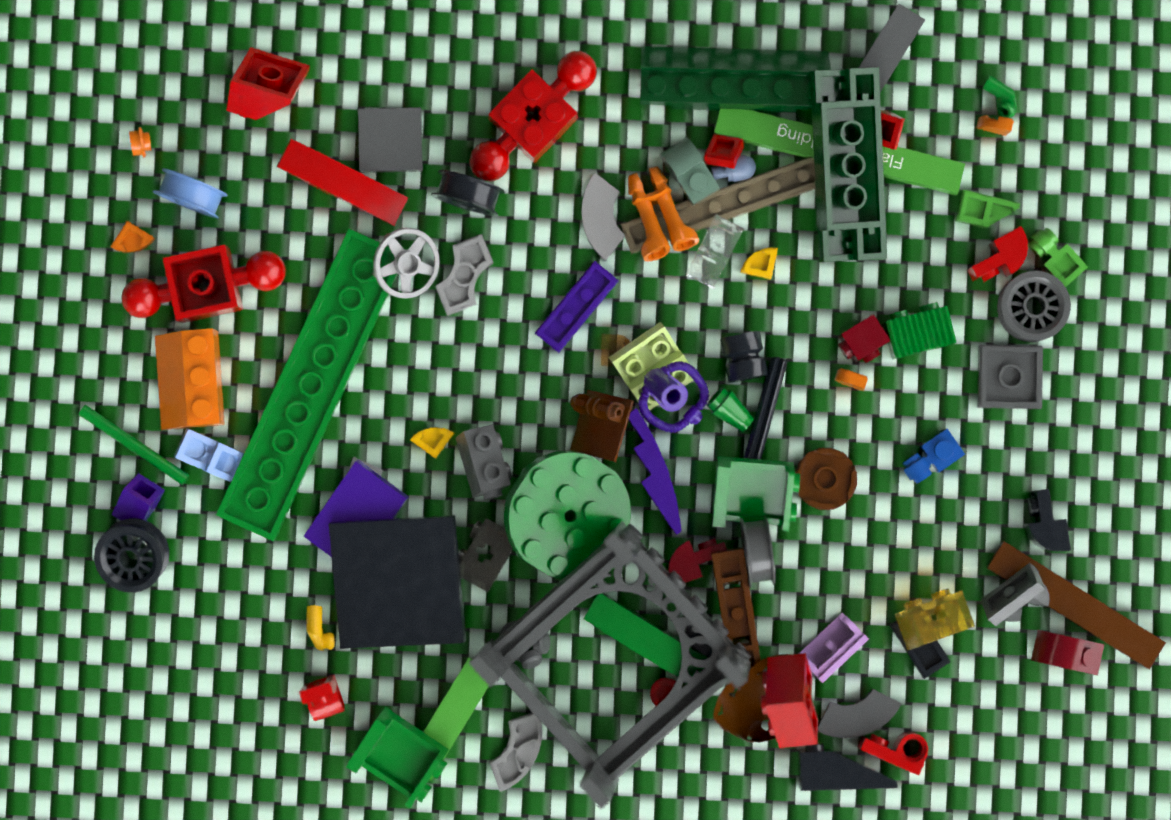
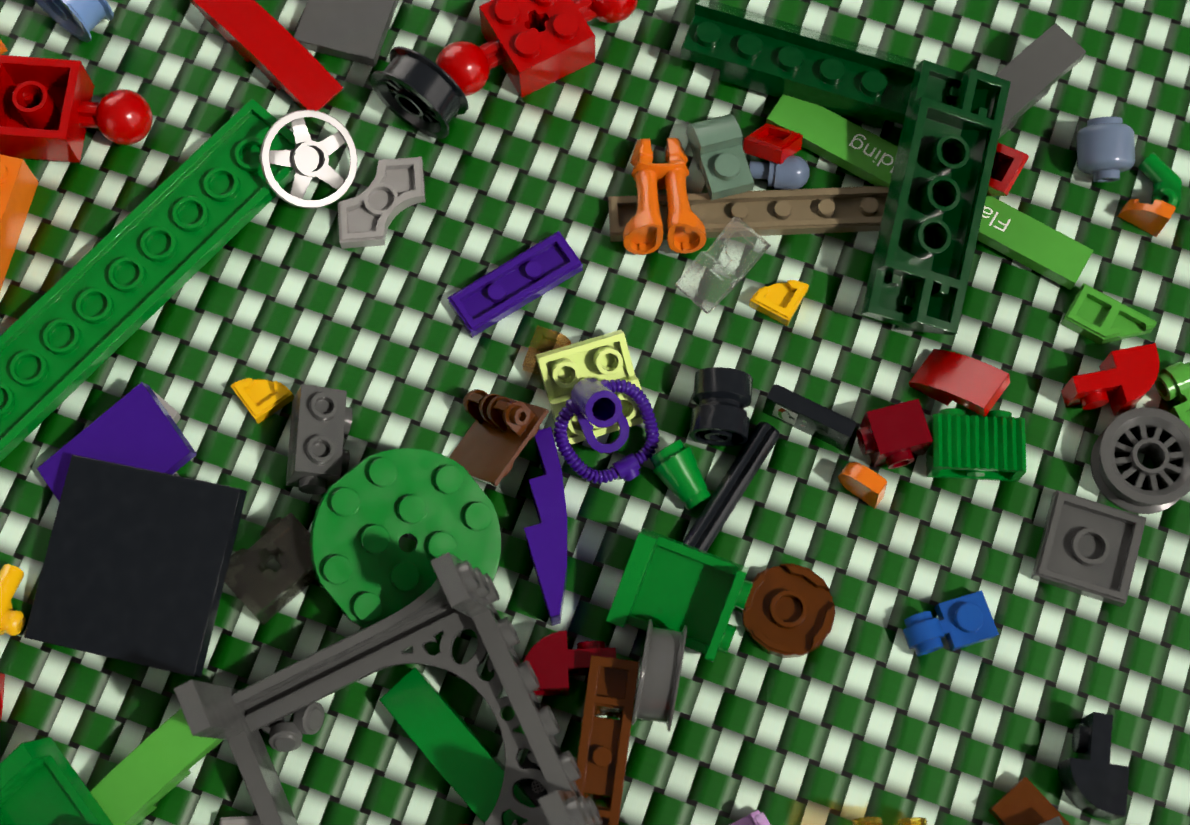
camera: 15 degrees right, 15 degrees down
(599, 218) = (582, 182): light grey tile -> none
(804, 344) = (809, 417): none -> black tile
(897, 290) = (960, 379): none -> red slope
(956, 84) = (1105, 148): none -> sand blue head

